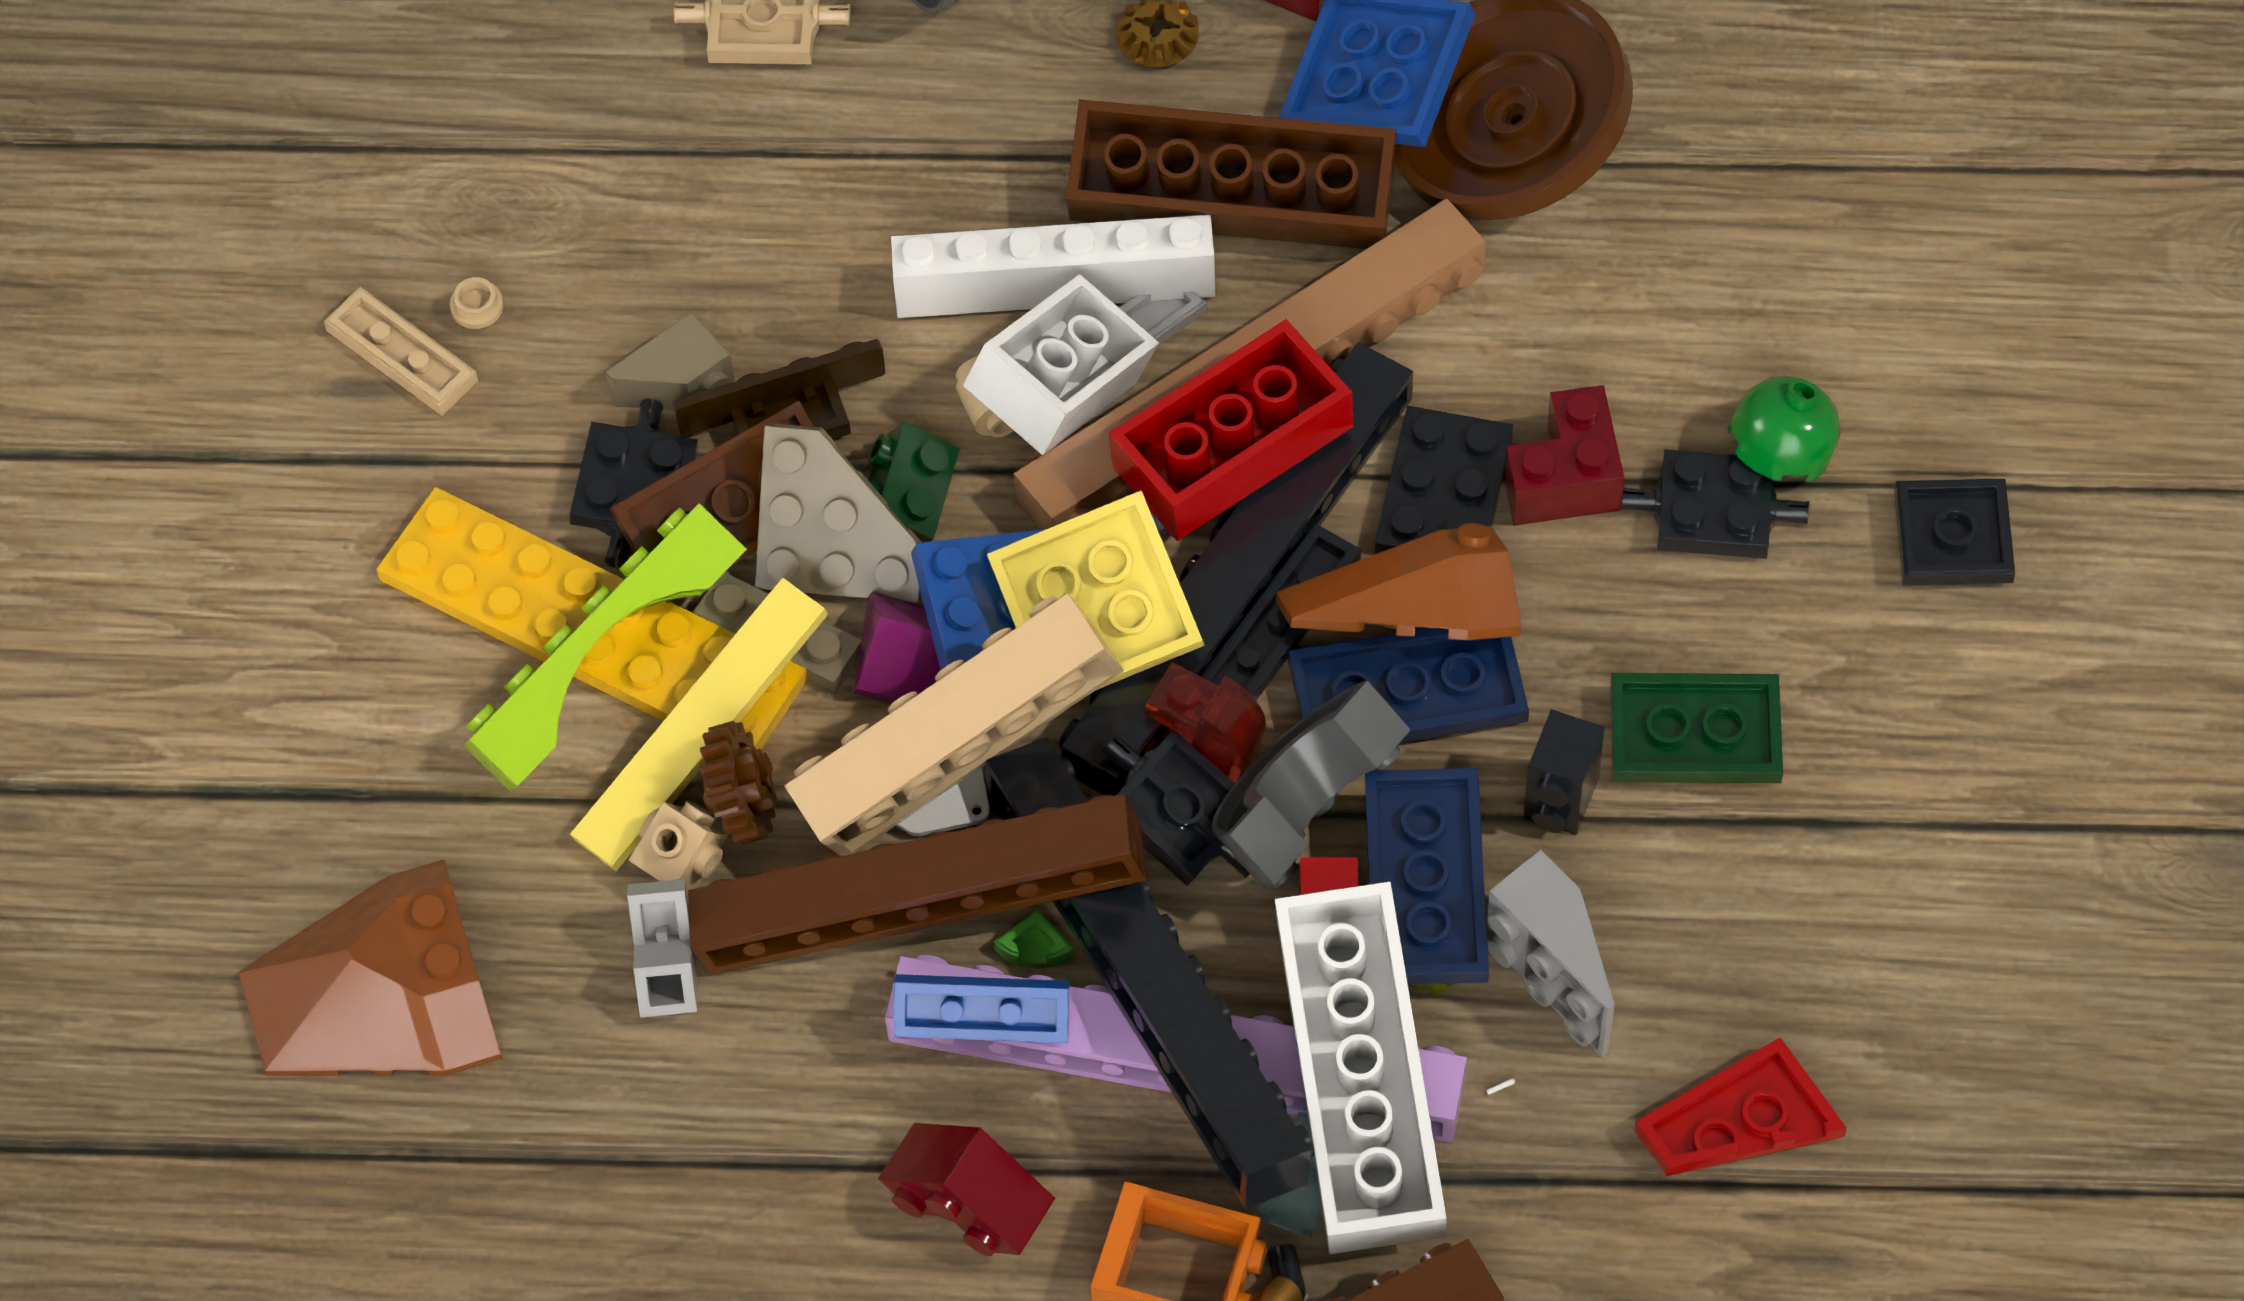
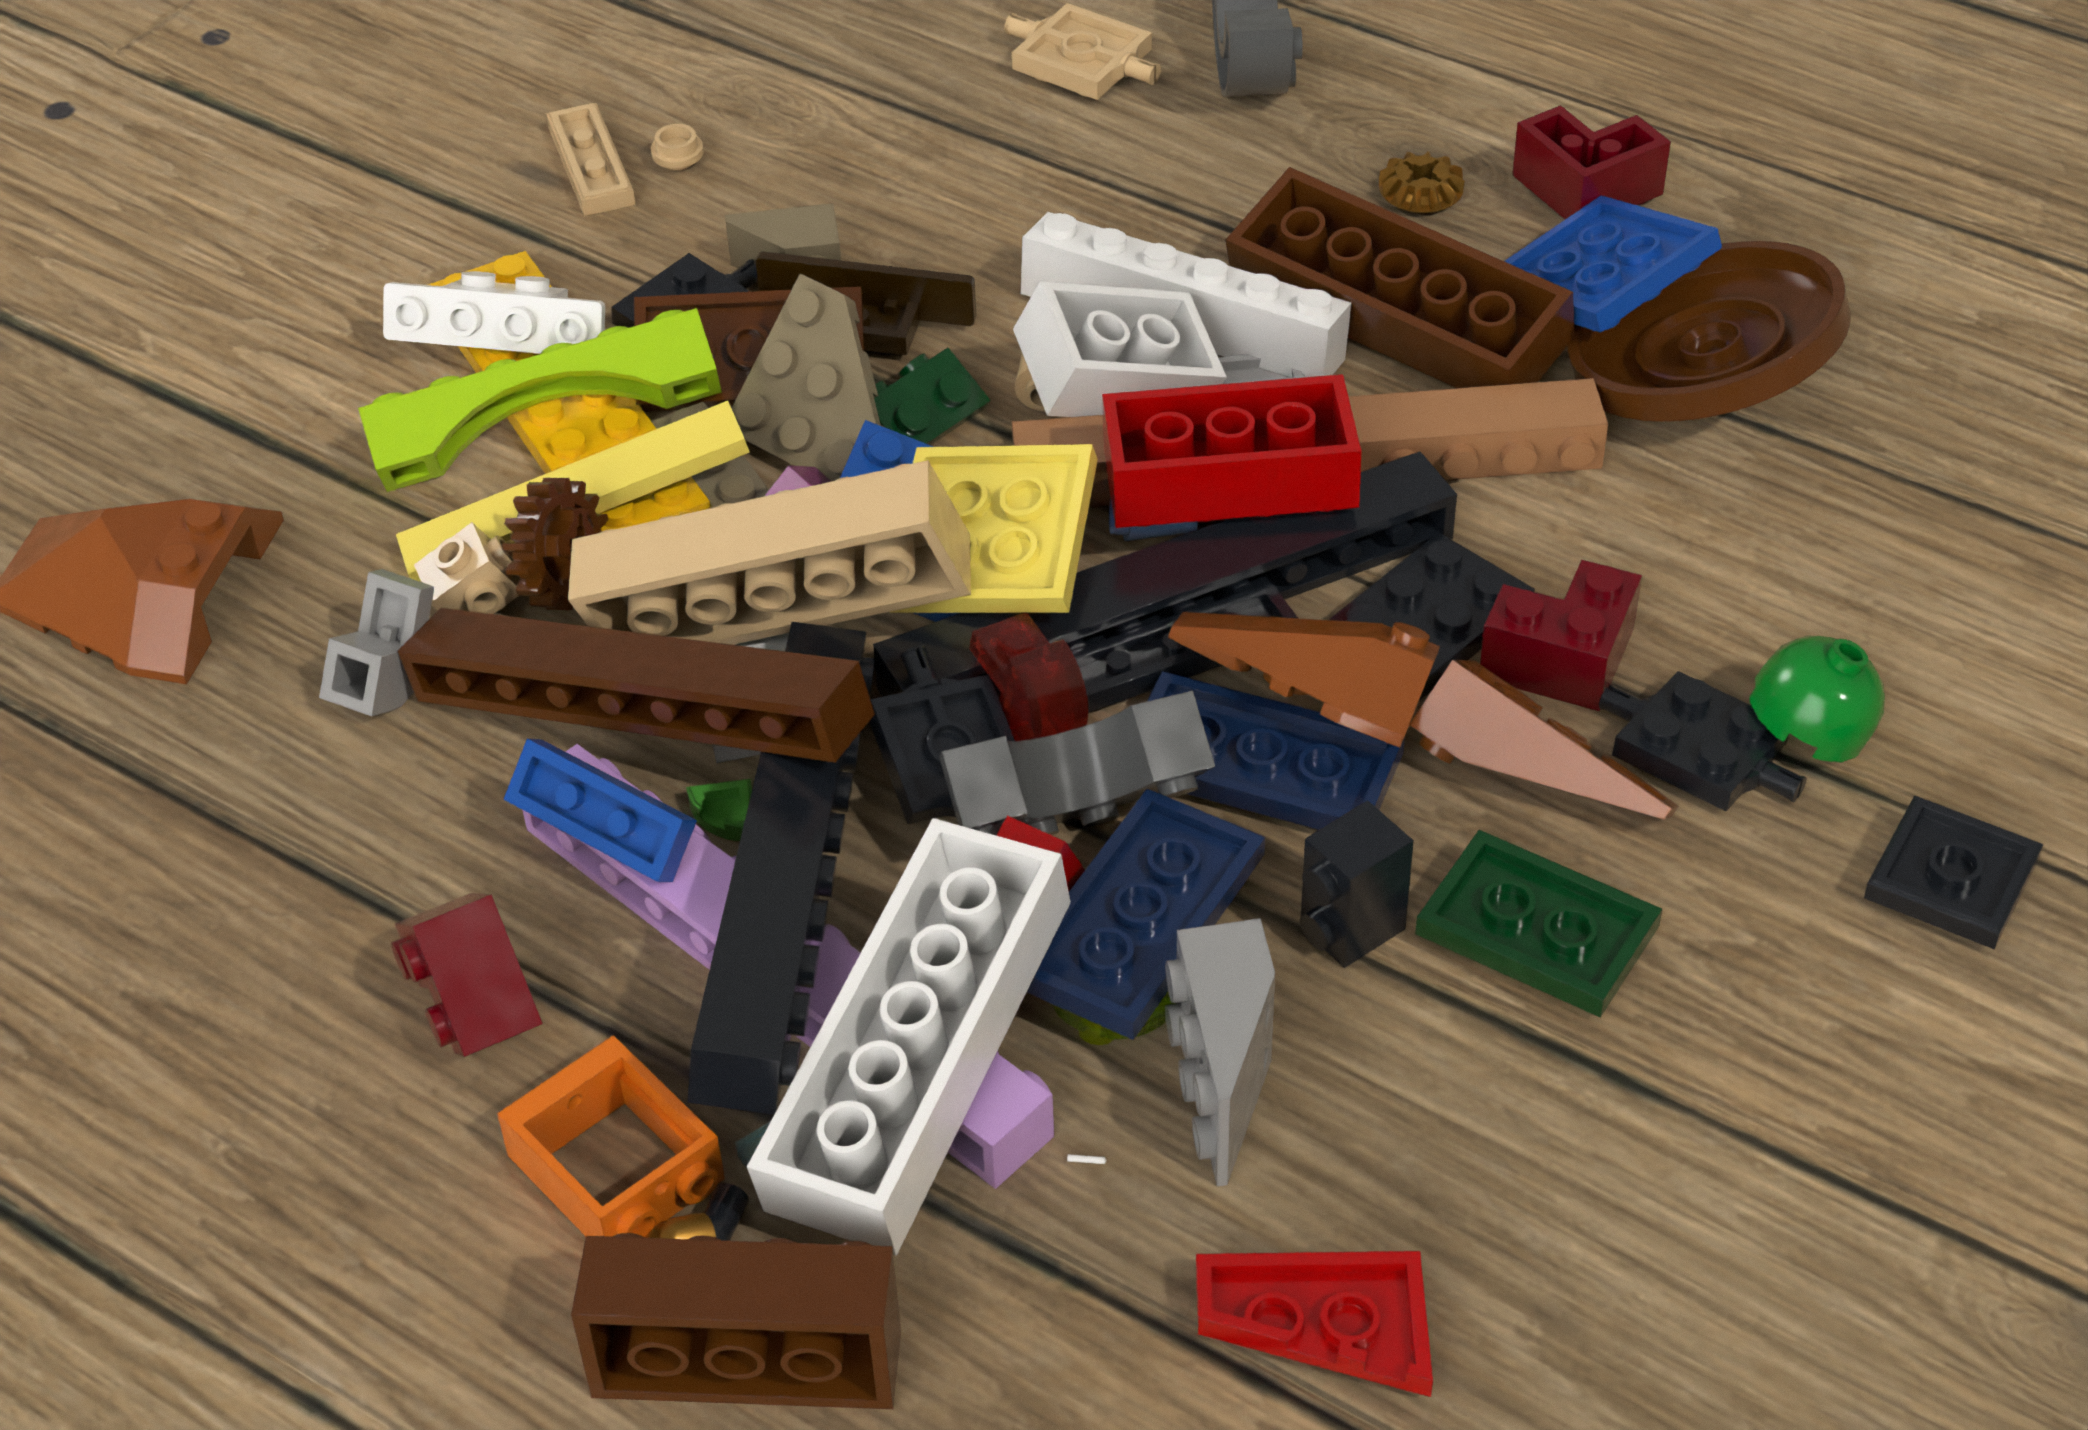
camera: 30 degrees right, 15 degrees down
(492, 577) = (490, 314): none -> white bracket
(1572, 578) = (1499, 728): none -> wedge

